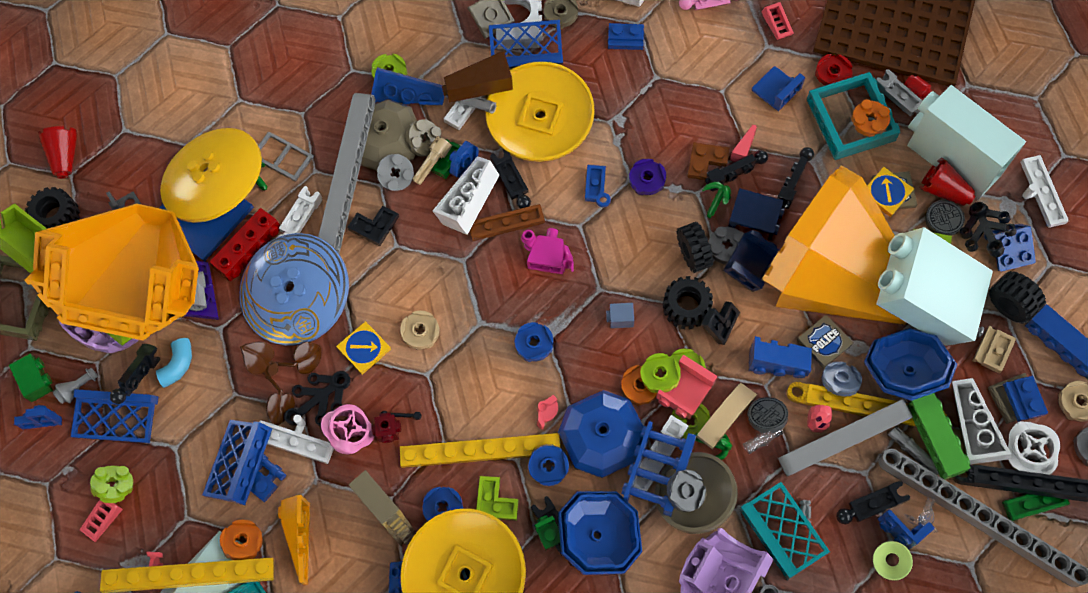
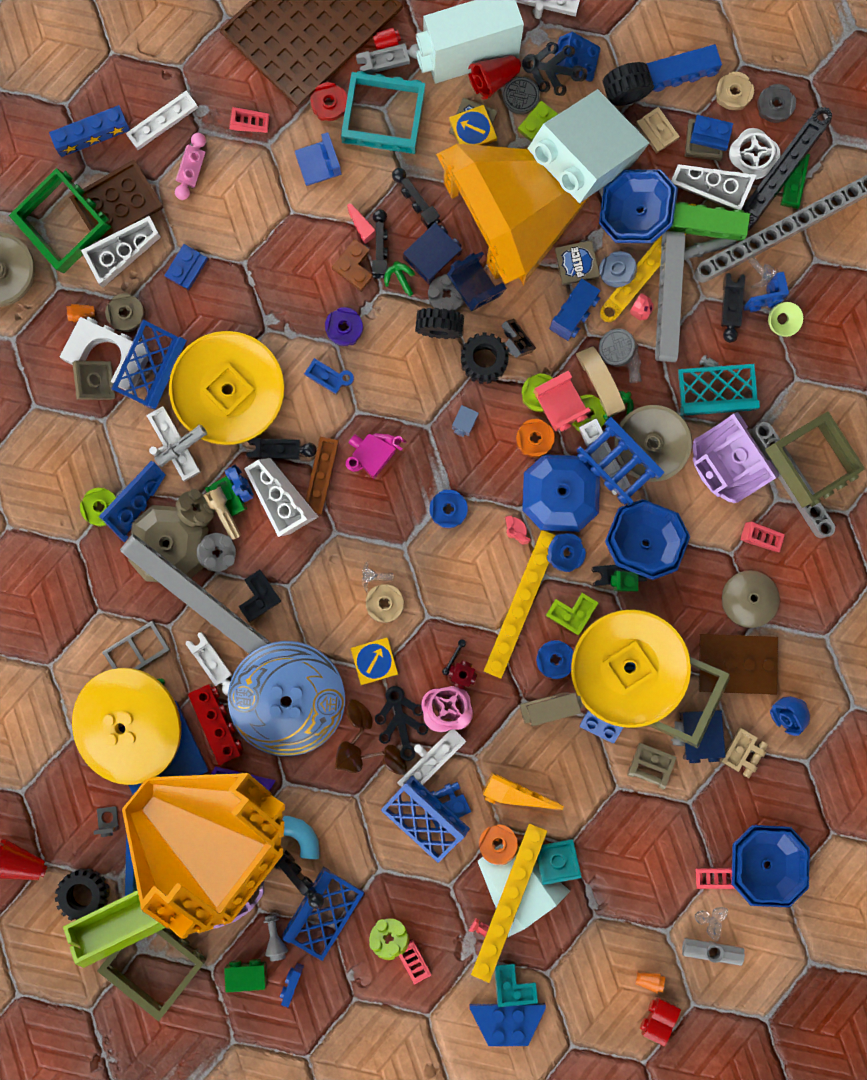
camera: 70 degrees left, 15 degrees up
(437, 304) = (369, 575): none -> clear plant
(479, 79) = (168, 426): reddish brown slope -> none
(667, 364) = (532, 407): lime plate -> none
(686, 490) = (653, 450): tile -> none
(874, 109) = (401, 89): orange plate -> none

